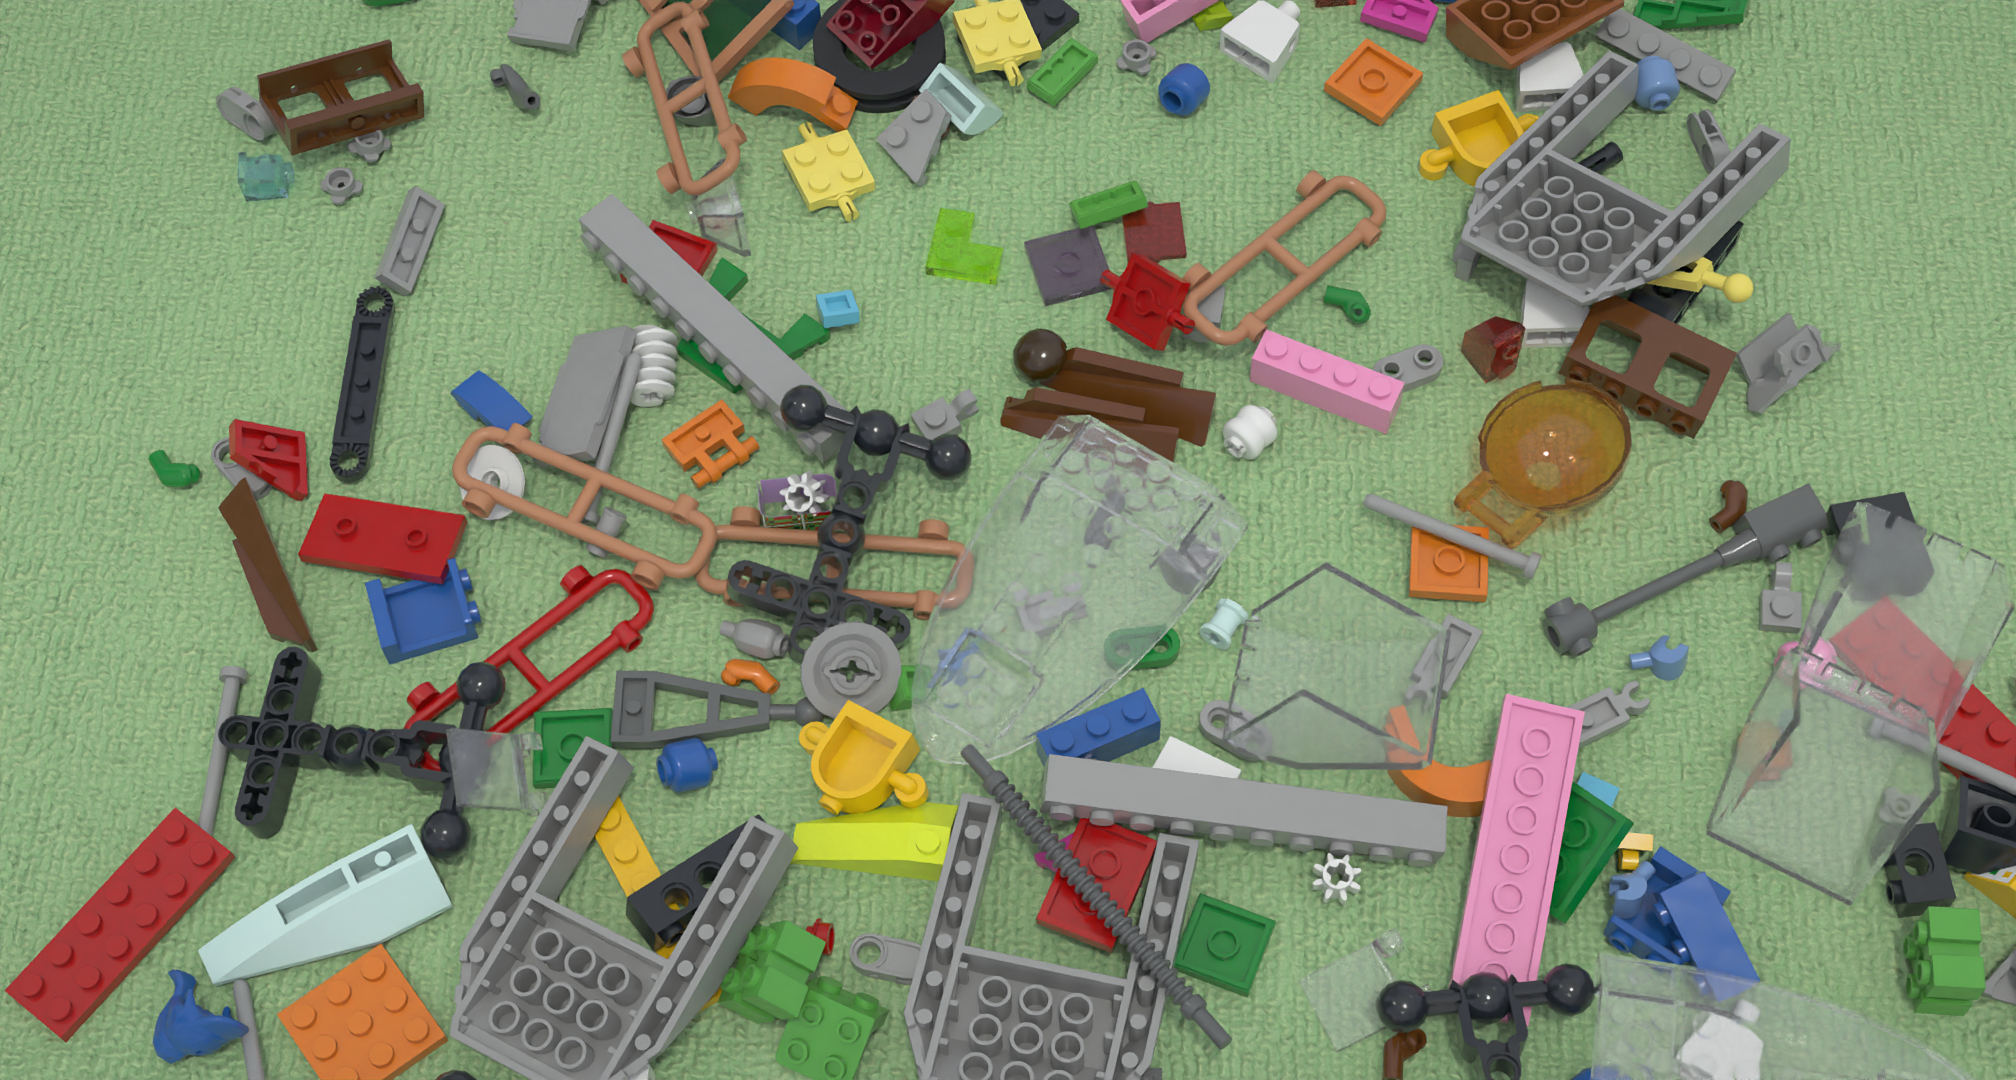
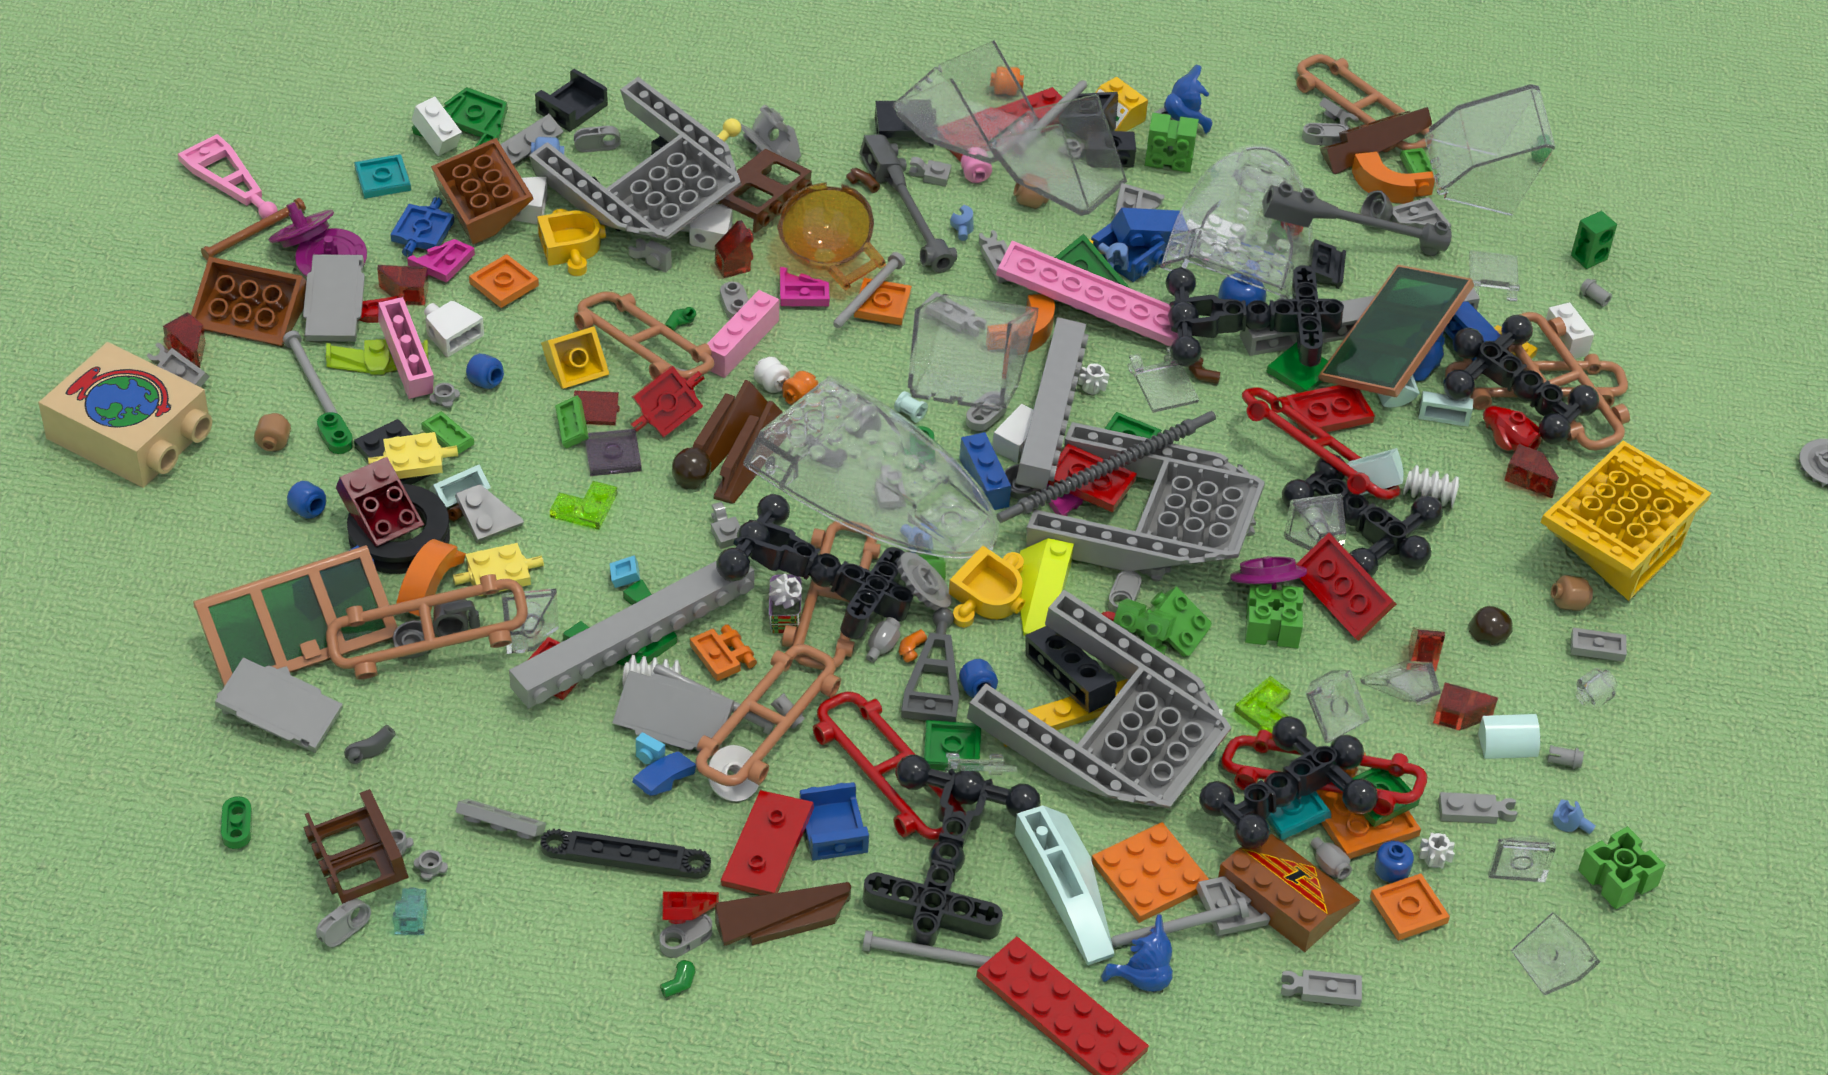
camera: 90 degrees left, 15 degrees down
(527, 382) = (649, 749): none -> medium azure plate
(709, 128) = (455, 617): none -> dark grey piece
(1229, 471) = (798, 386): none -> orange piece
(1235, 187) = (575, 357): none -> yellow slope
(1447, 450) = (802, 290): none -> dark pink wing
(1785, 919) = (1136, 197): none -> light grey wing
(1786, 99) = (574, 101): none -> black panel

